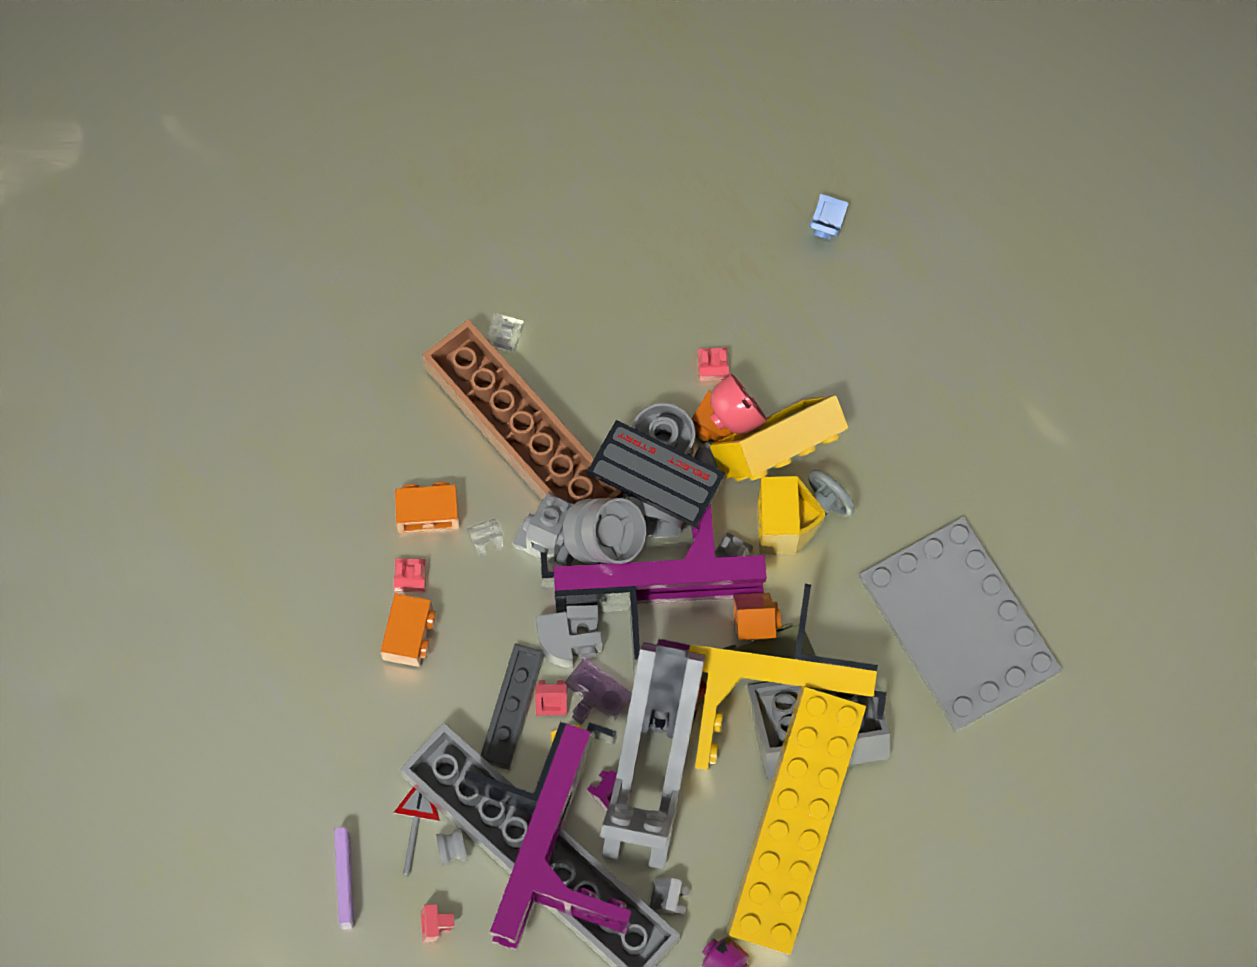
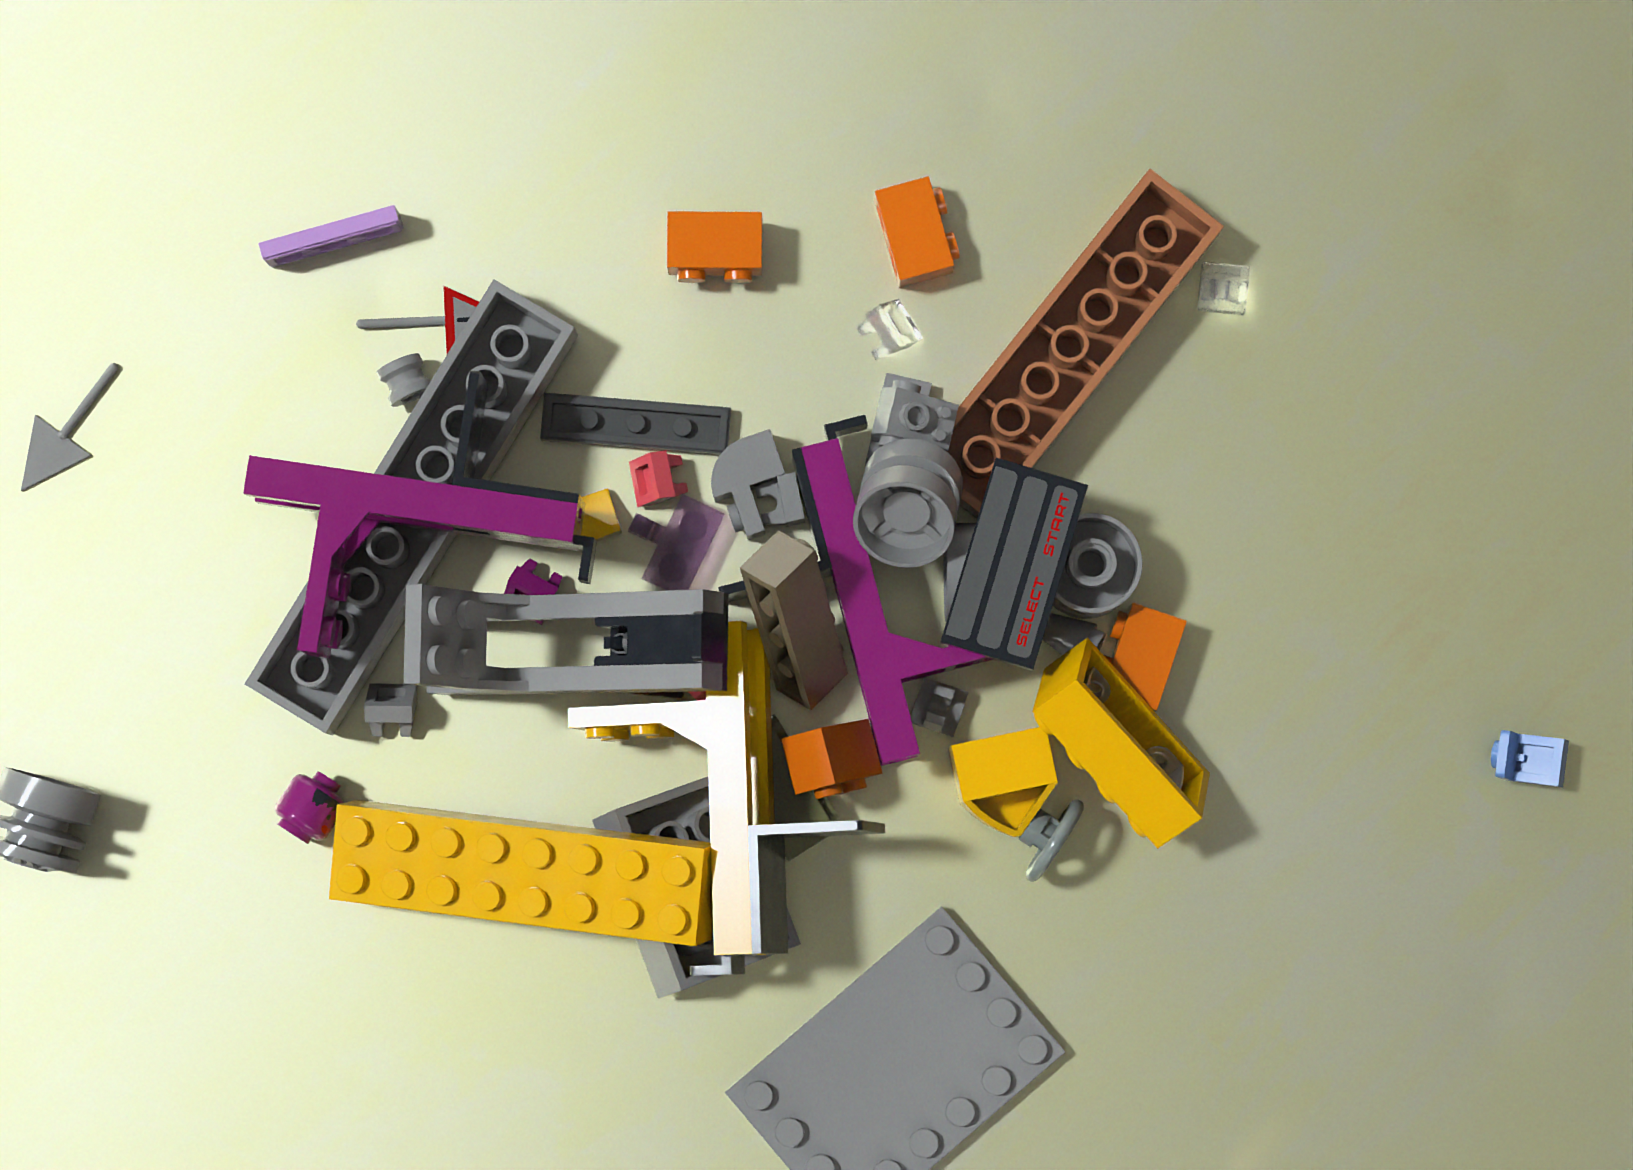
camera: 80 degrees right, 15 degrees up
(410, 575) = (808, 230): coral tile -> none
(433, 923) = (290, 379): coral tile -> none
(664, 614) = (794, 619): none -> dark tan brick
(713, 364) = (1243, 621): coral tile -> none
(735, 408) = (1155, 668): coral cylinder -> none

